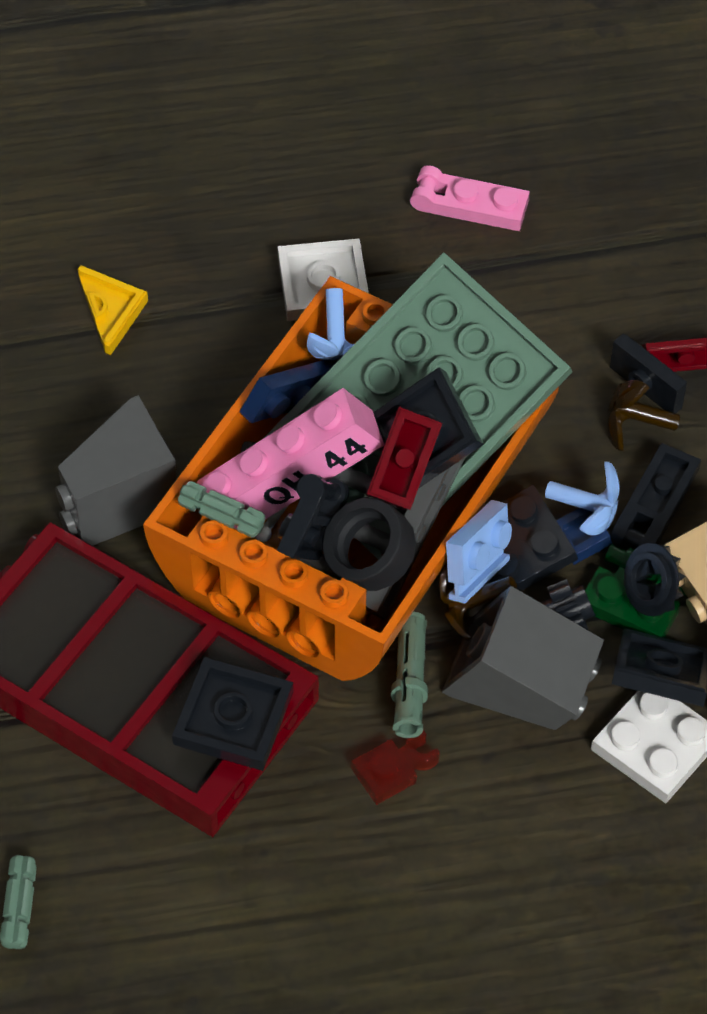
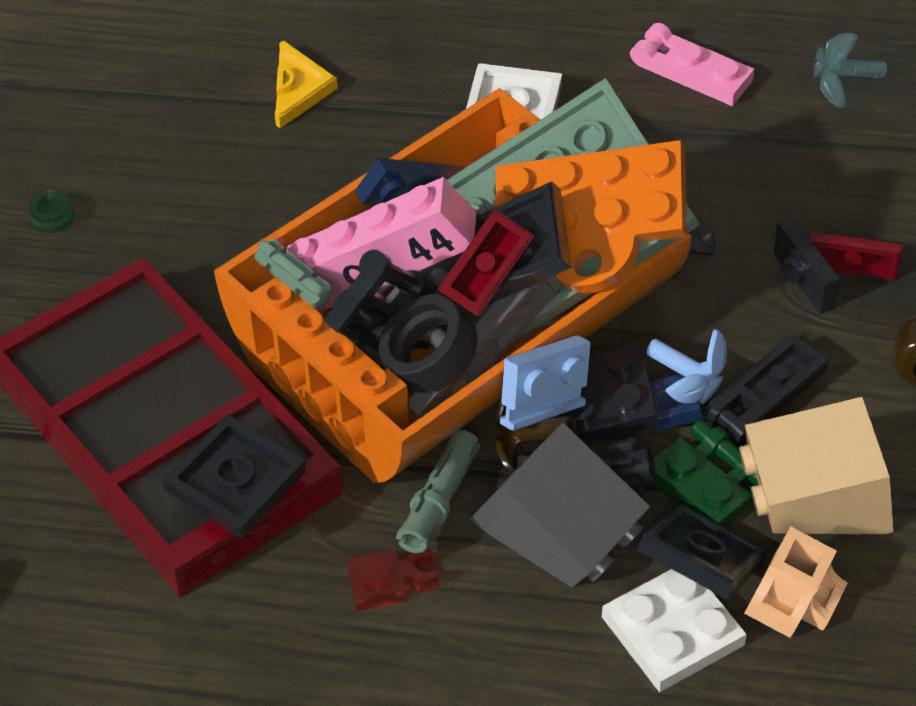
camera: 20 degrees right, 5 degrees down
(115, 476) = (214, 225): dark grey slope -> none
(336, 344) = (482, 136): light blue plant -> none
(491, 366) = (608, 204): none -> orange plate
(605, 168) = (833, 64): none -> clear light blue plant
(625, 406) = (768, 292): dark brown plant -> none
(643, 564) = (722, 439): black gear -> none

